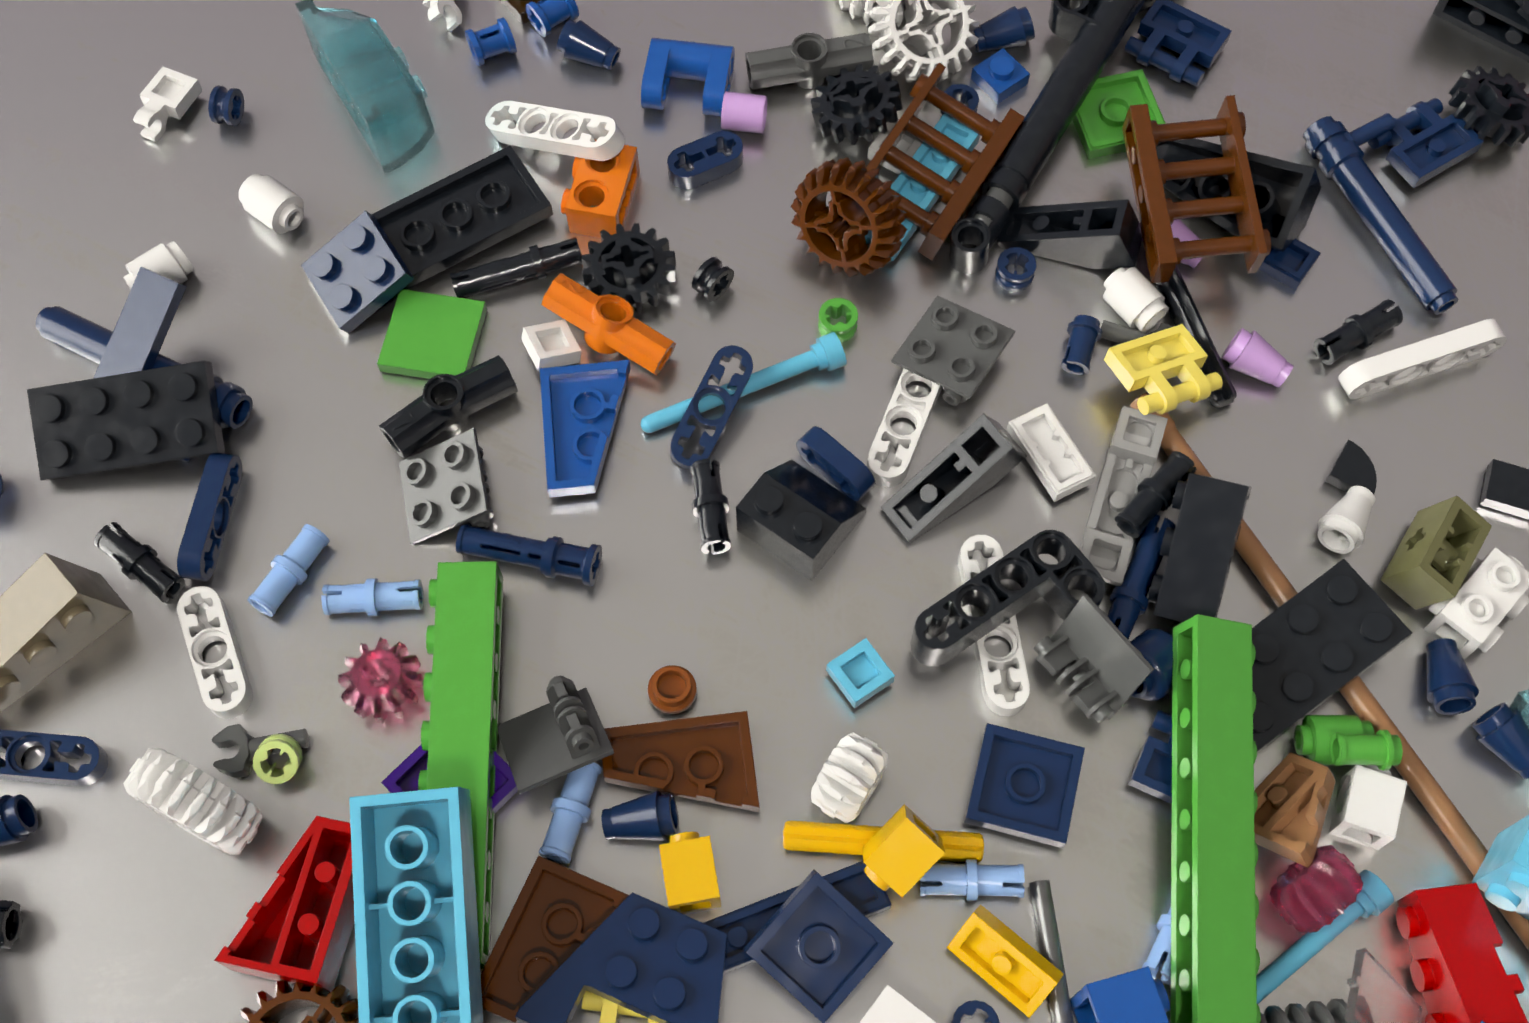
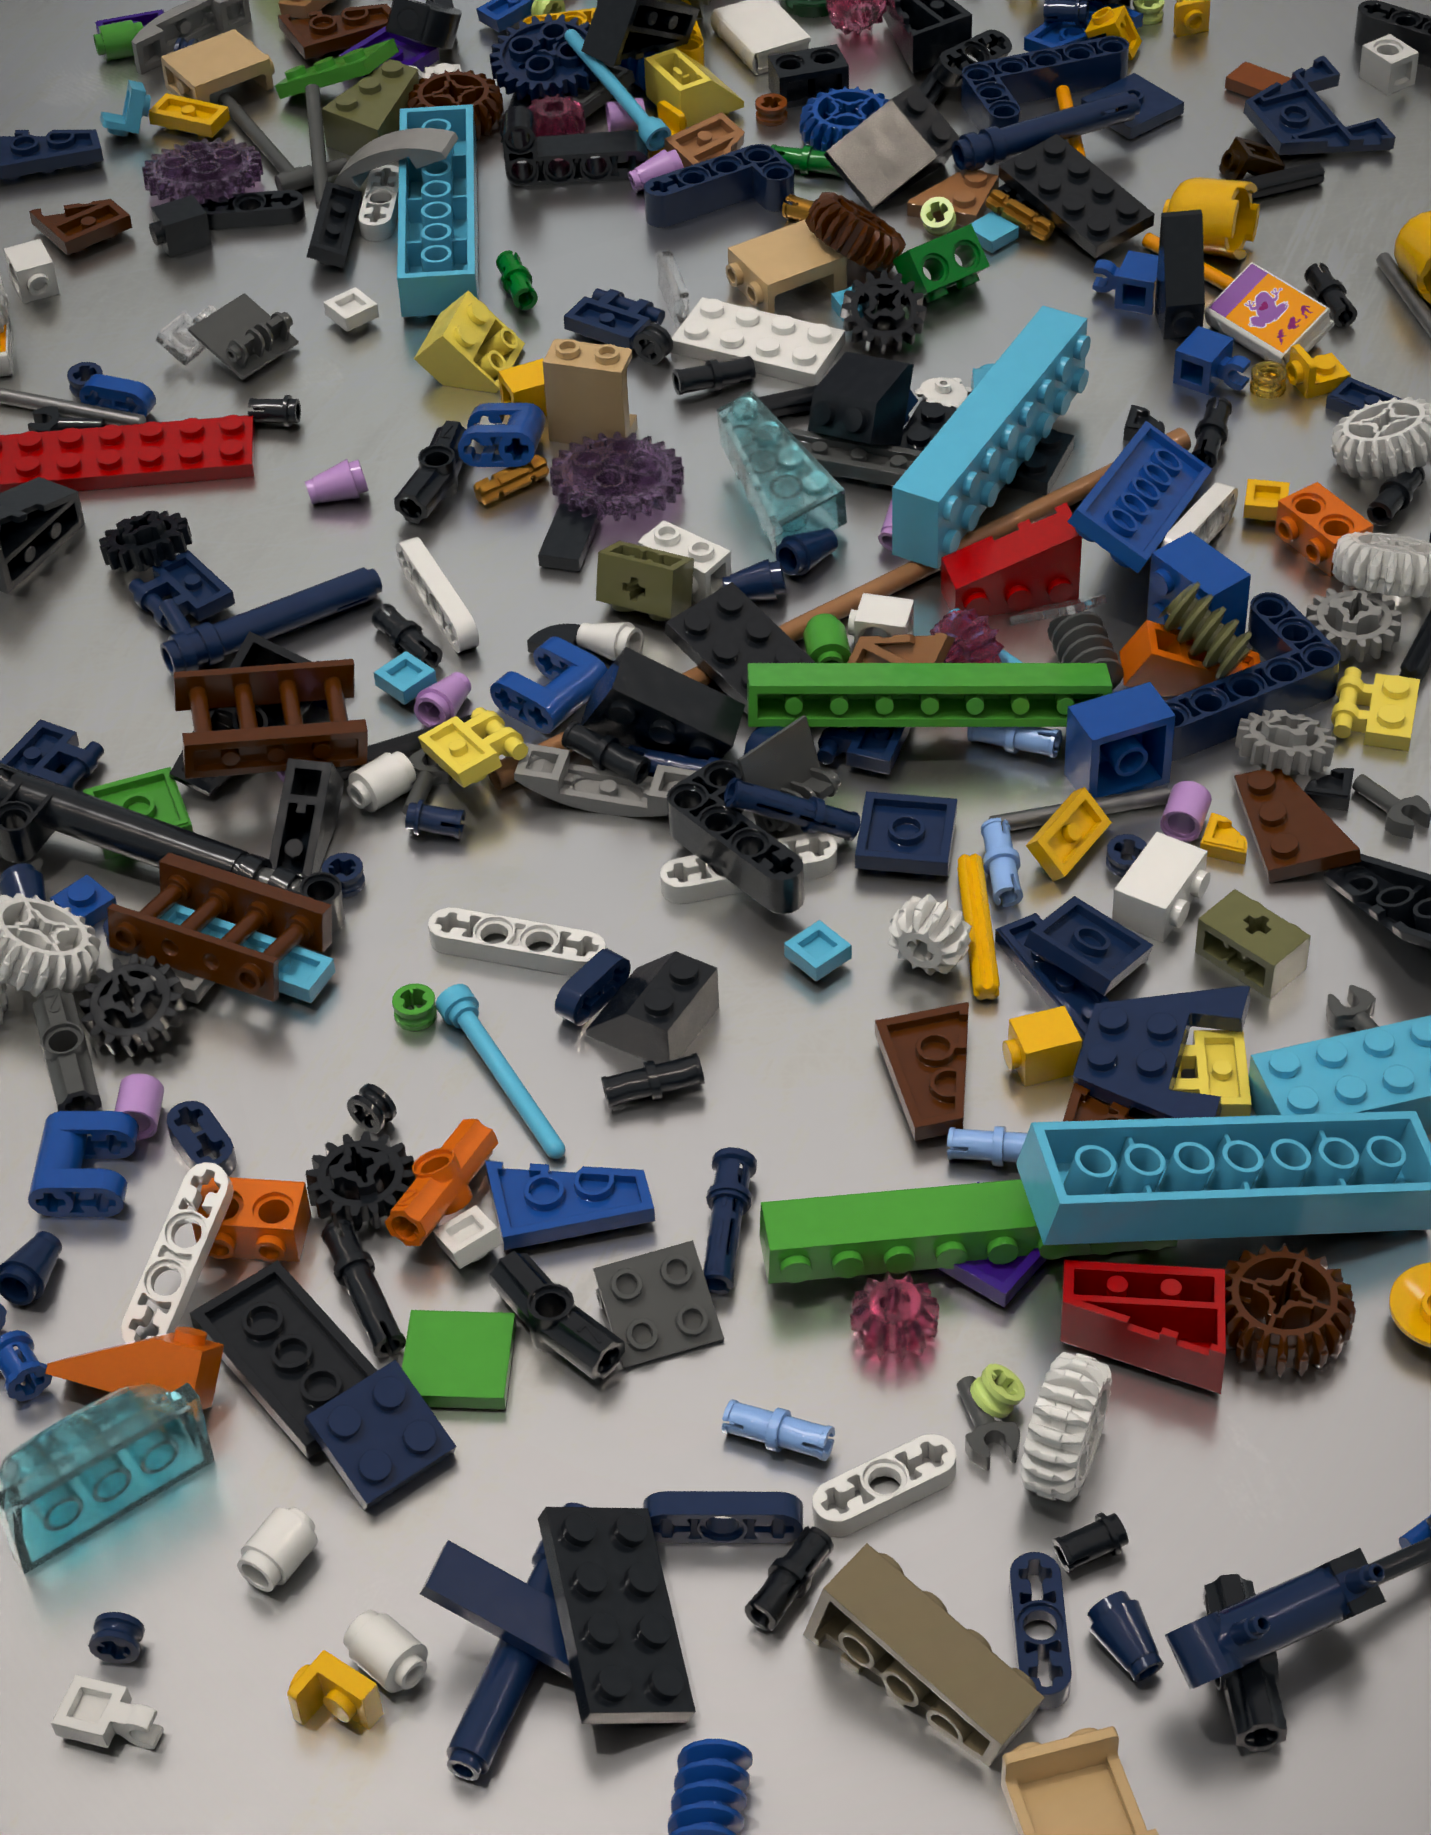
camera: 95 degrees left, 20 degrees down
(100, 815) = (1091, 1542): none -> black pin
(131, 238) = (336, 1686): none -> yellow bracket
(372, 597) = (797, 1351): light blue pin -> none
(457, 115) = (159, 1360): none -> orange slope
(554, 736) = (932, 1151): dark grey hinge -> none
(643, 818) = (995, 1088): dark blue cone -> none
(672, 689) = (857, 1088): dark orange plate -> none
(737, 383) = (550, 1102): dark blue beam -> none
(857, 205) = (309, 973): reddish brown gear -> none
(901, 852) = (993, 889): yellow brick -> none
(953, 348) = (452, 903): dark grey hinge -> none
(954, 478) = (599, 893): black slope -> none
(1040, 659) = (809, 813): none -> dark blue pin
(1051, 452) = (560, 835): white plate -> none
(1263, 470) = (547, 707): none -> blue connector
(1291, 326) = (404, 677): none -> medium azure plate
(1366, 749) = (841, 605): bright green pin -> none

